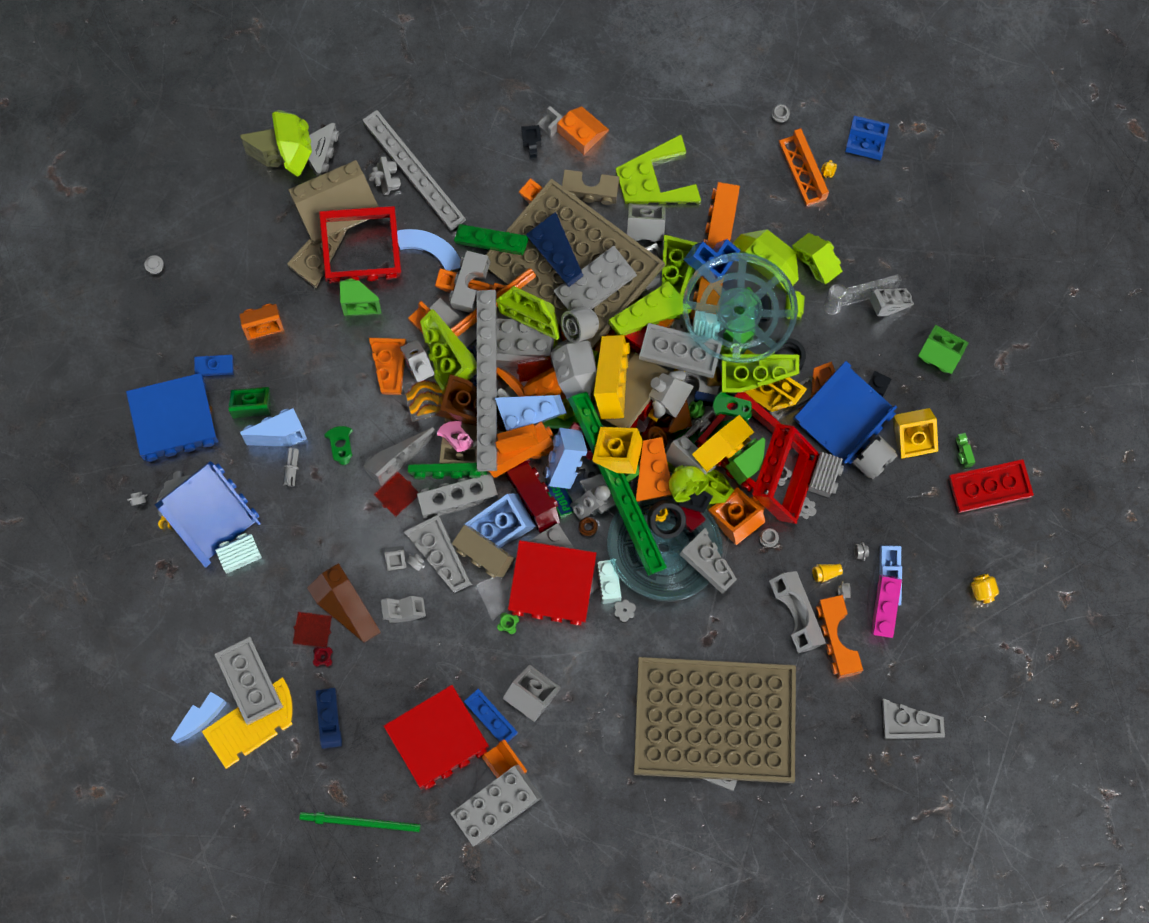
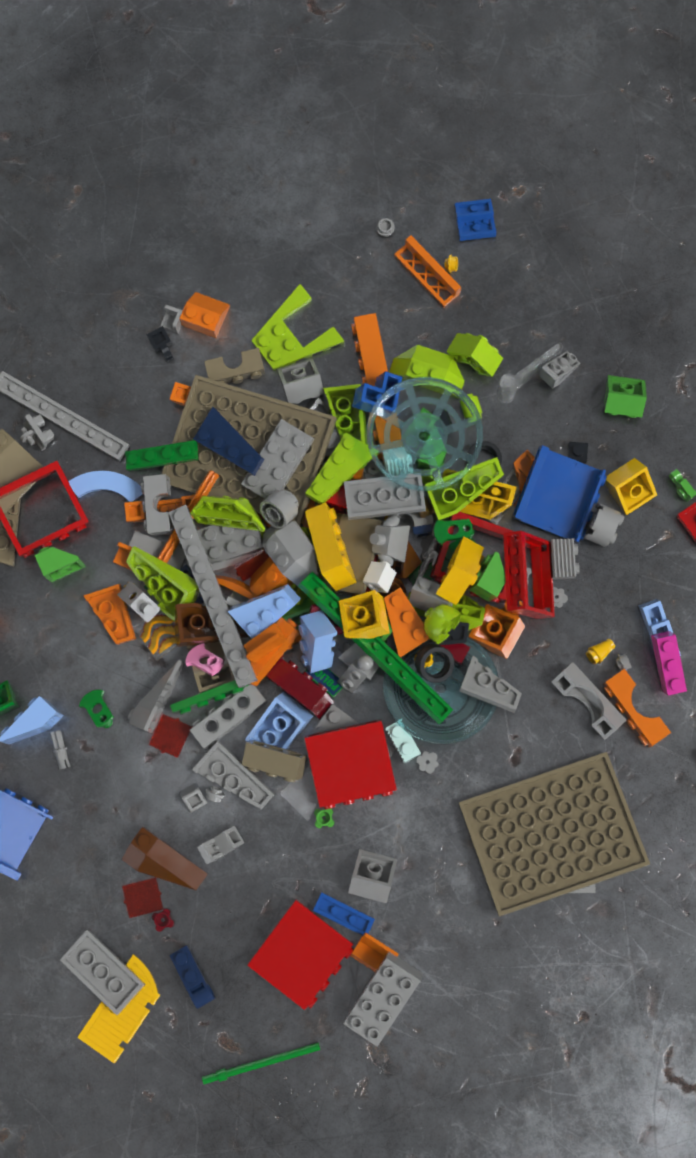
camera: 15 degrees left, 5 degrees up
(198, 718) = (69, 1026): light blue slope -> none
(238, 553) = (43, 853): light aqua brick -> none
(588, 520) = (362, 689): reddish brown plate -> none
(647, 420) = (379, 576): none -> white brick
(696, 409) = (419, 544): bright green plate -> none
(769, 537) = (534, 639): light grey plate -> none
(861, 551) = (624, 619): light grey plate -> none

